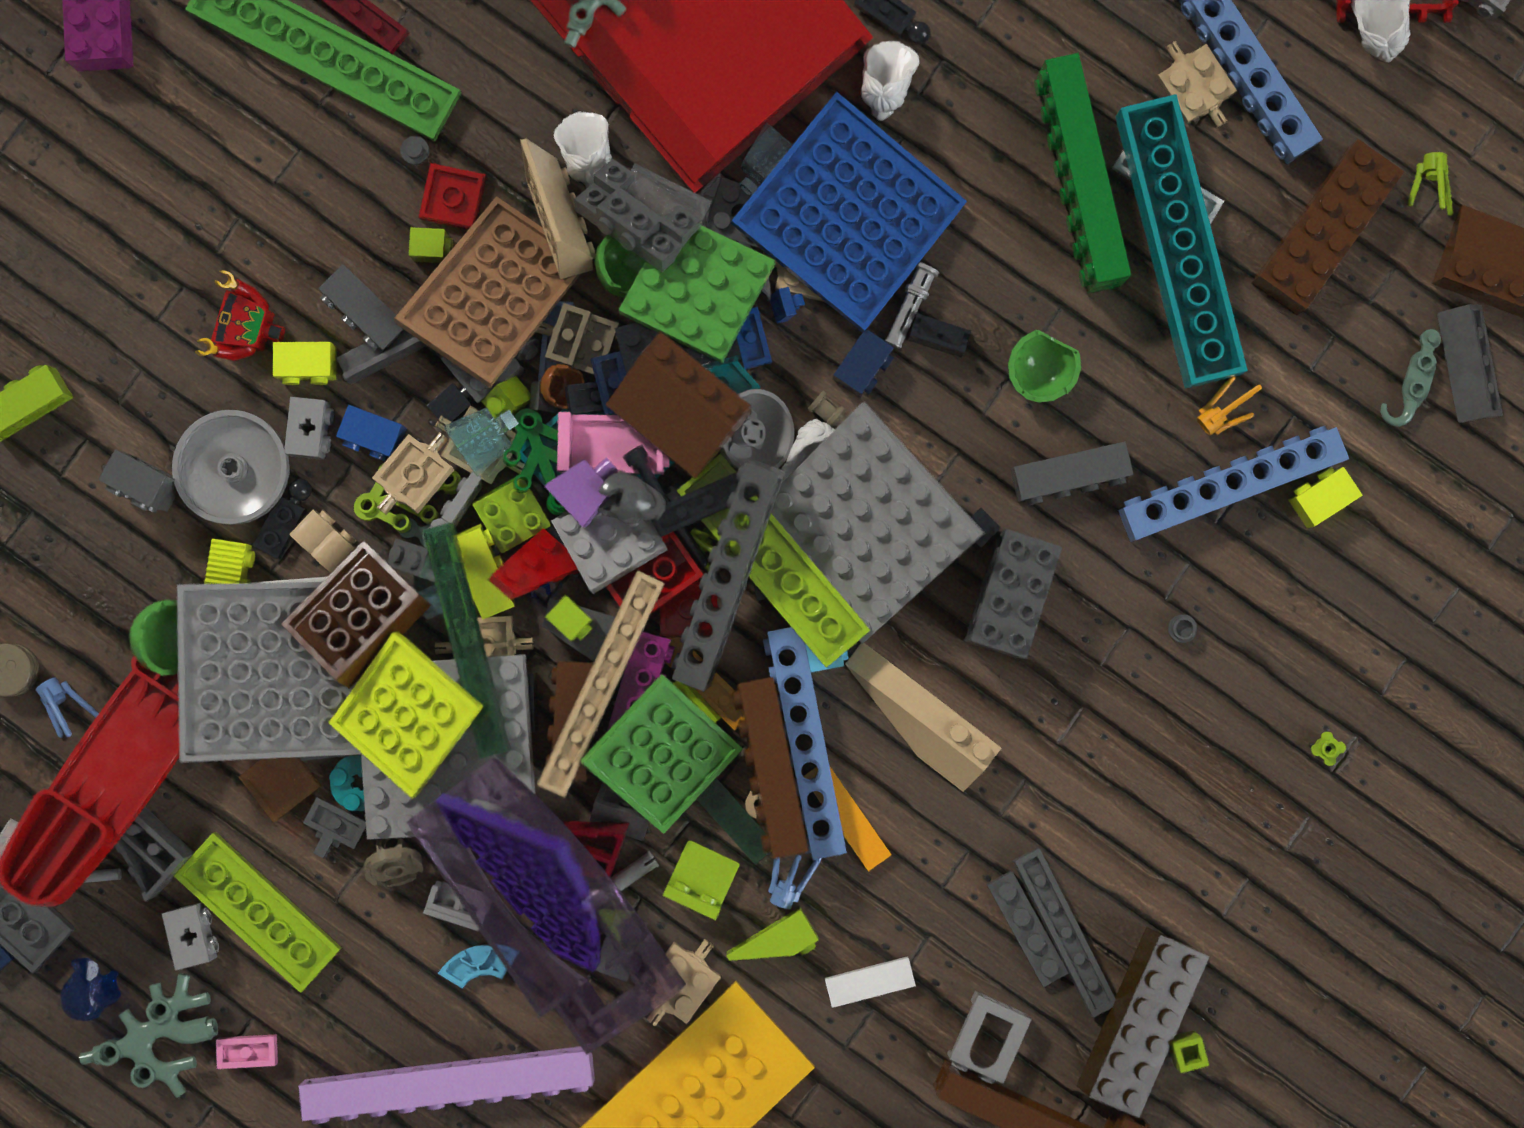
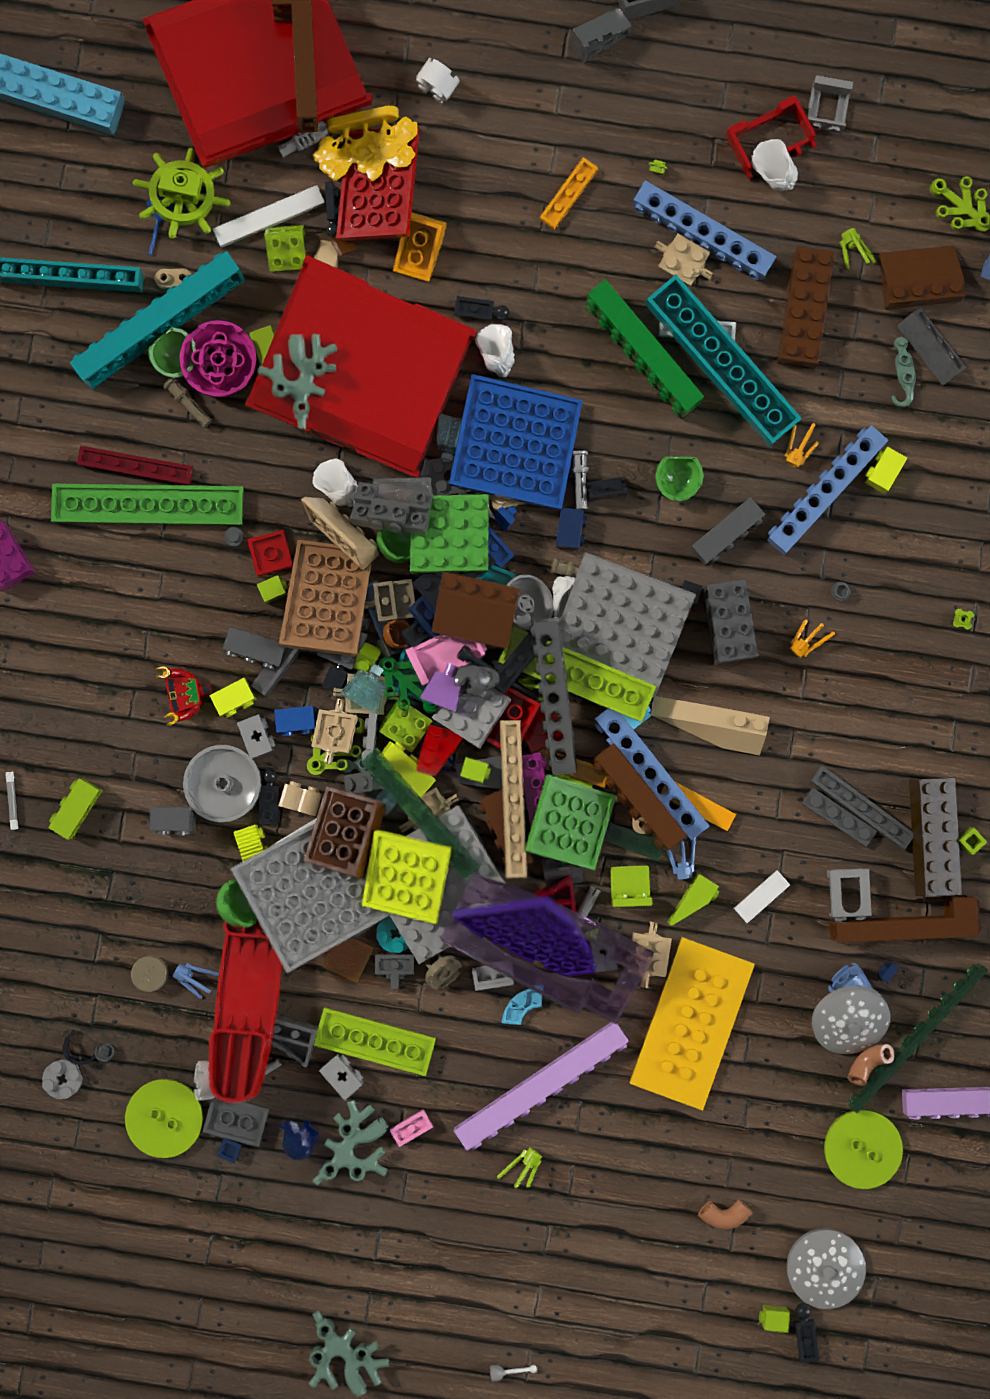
camera: 25 degrees left, 0 degrees up
(1091, 675) = (800, 647): none -> light orange plant

